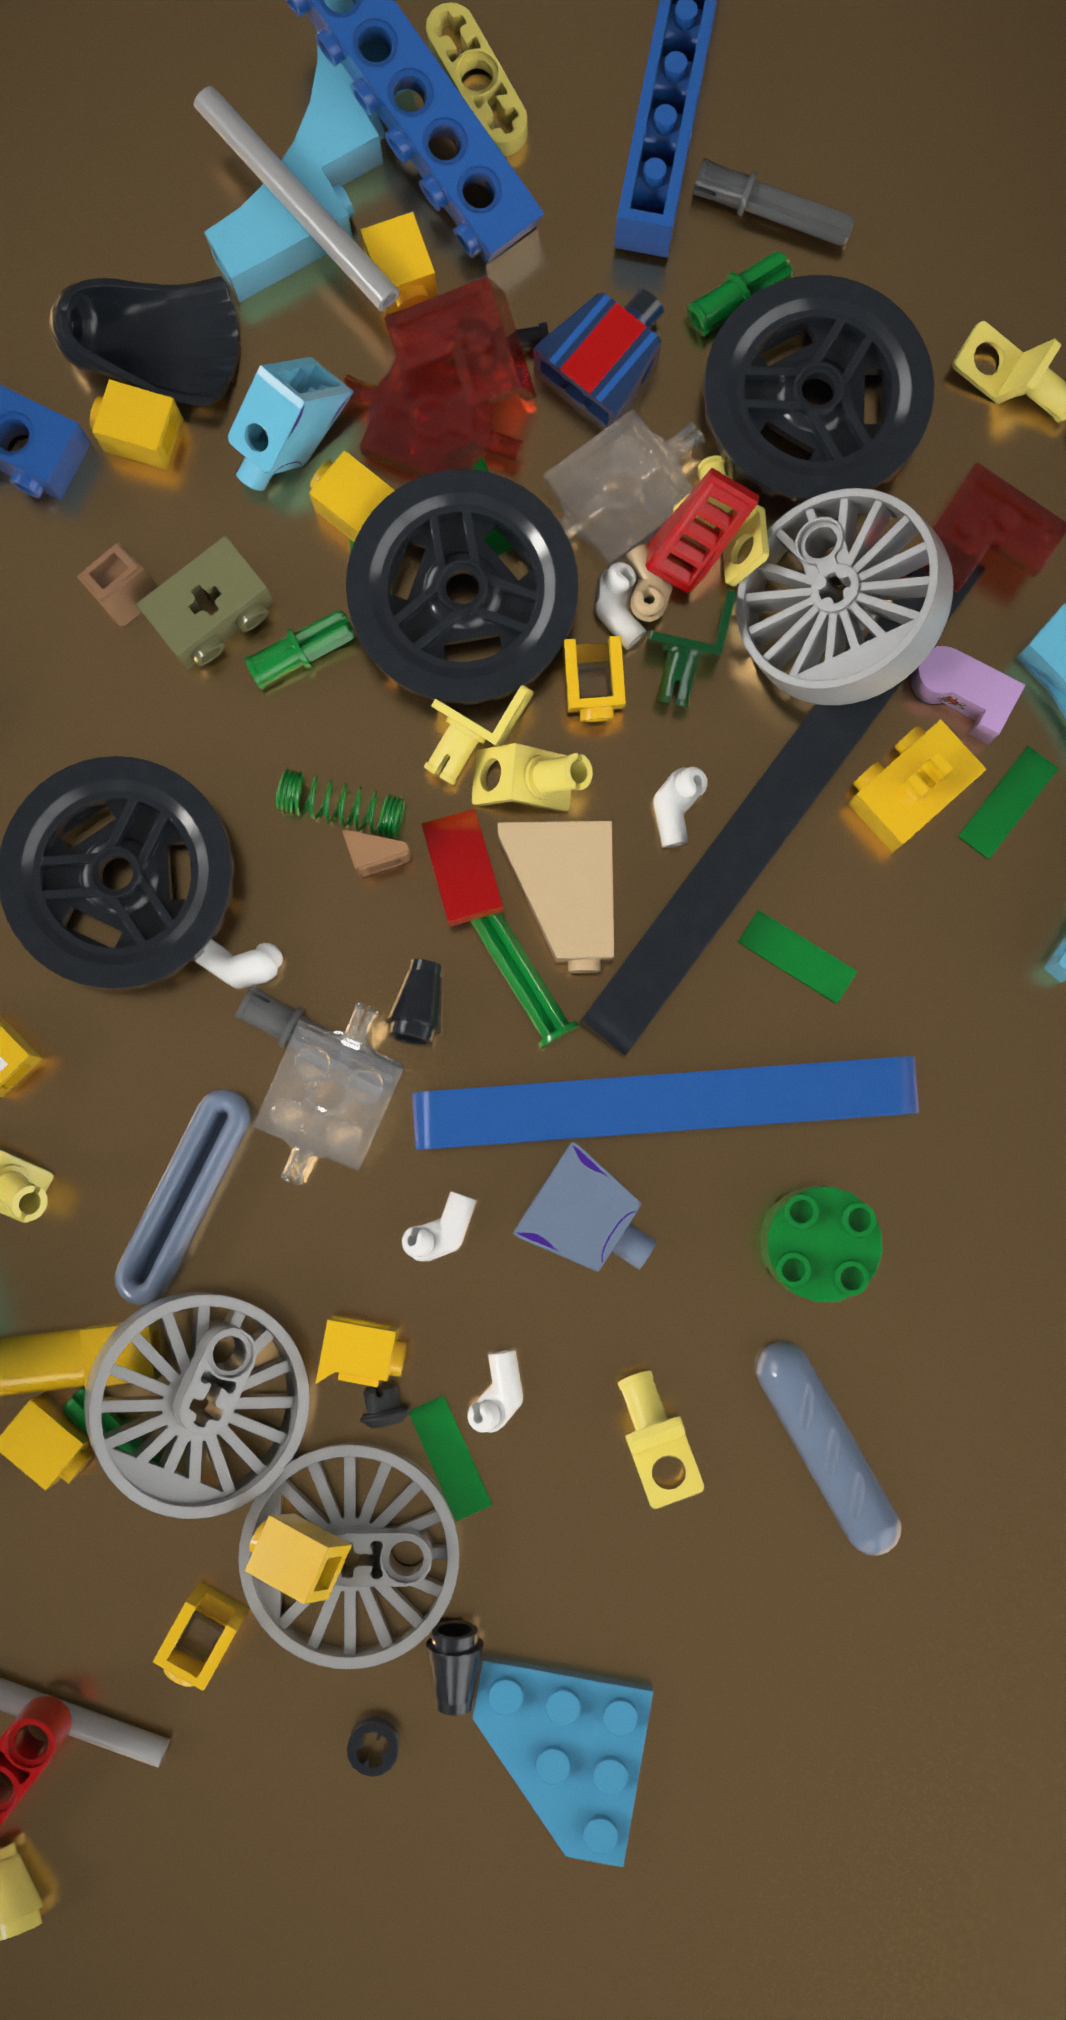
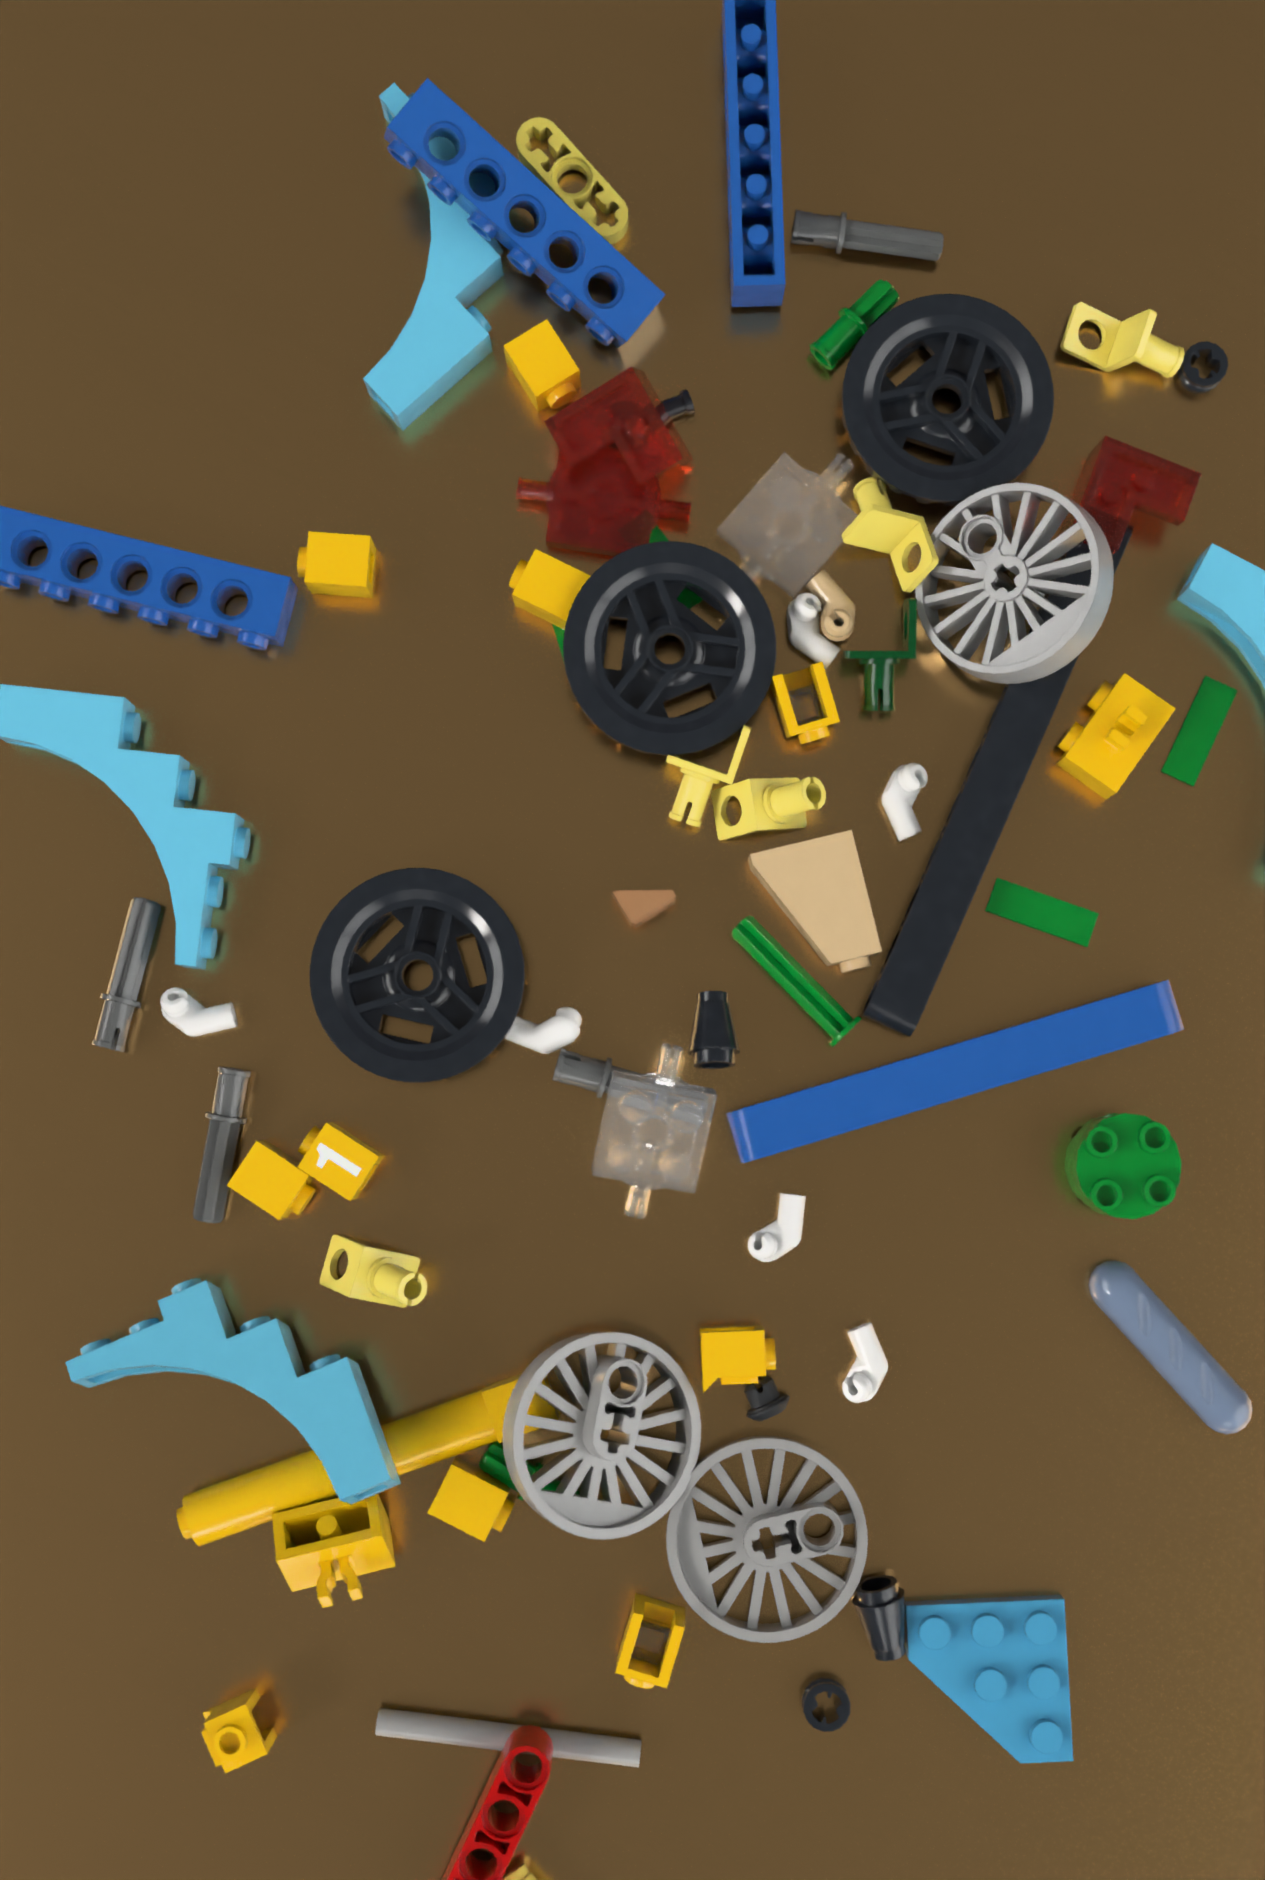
camera: 10 degrees left, 0 degrees up
(118, 583) = (355, 711): medium nougat slope -> none
(151, 335) = (335, 481): black hair -> none
(182, 1197) = (542, 1252): sand blue piece -> none
(215, 576) = (443, 686): olive brick -> none
(285, 418) = (475, 531): medium azure torso -> none
(289, 794) = (555, 867): green piece -> none
(296, 198) = (440, 331): light grey piece -> none
(297, 1557) = (724, 1549): yellow brick -> none
(300, 648) = (533, 734): green axle -> none
(450, 1458) = (833, 1432): green sticker -> none
(462, 867) = (725, 899): red slope -> none
(585, 1215) = (906, 1187): sand blue torso -> none
(603, 354) = (745, 408): torso -> none
(657, 1438) = (1016, 1372): light yellow bracket -> none
(679, 559) = (863, 581): red slope -> none
(968, 688) = (1145, 639): lavender leg -> none

